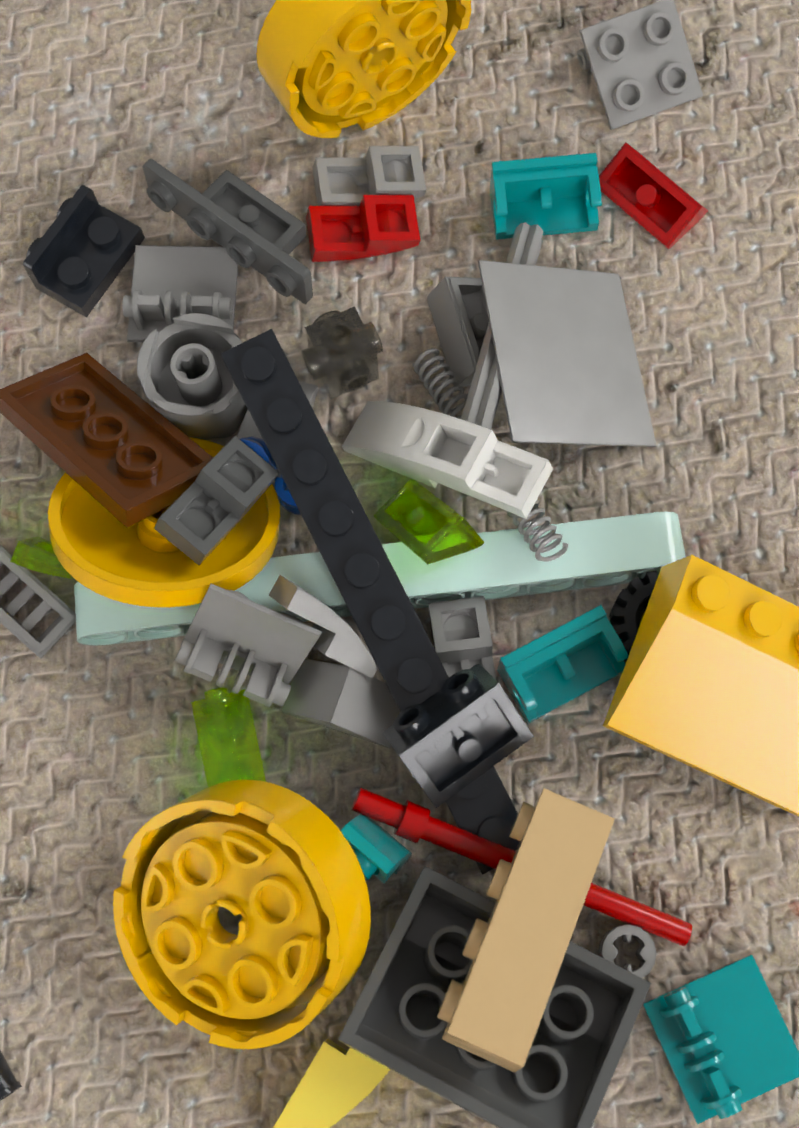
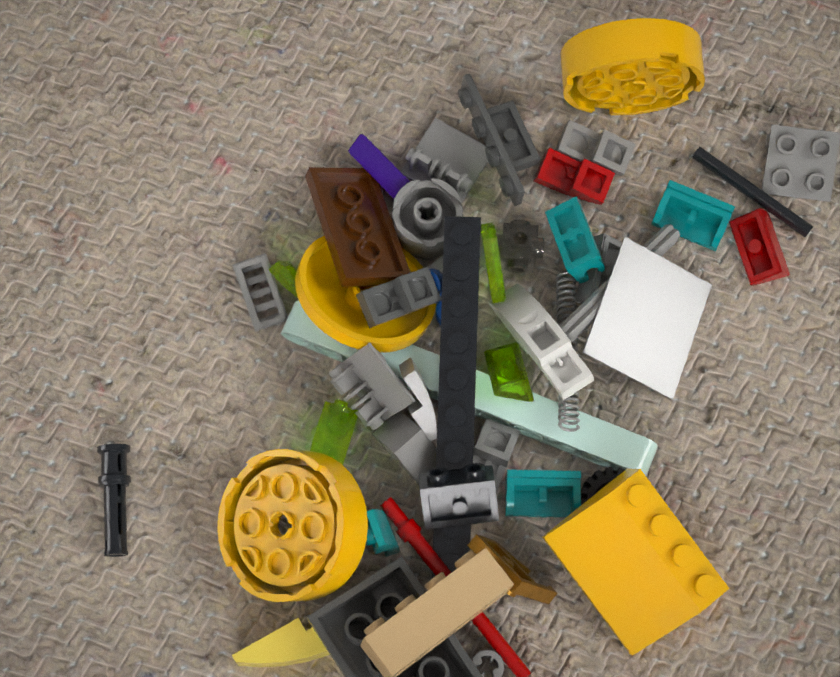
camera: 25 degrees right, 0 degrees up
(81, 252) = (402, 106): black bracket -> none
(89, 341) = (377, 165): none -> dark purple slope
(321, 388) = (493, 262): none -> clear neon green tile
(413, 299) = (574, 239): none -> teal hinge
(587, 790) = (515, 569): none -> pearl gold wing
(601, 131) = (752, 192): none -> black bar

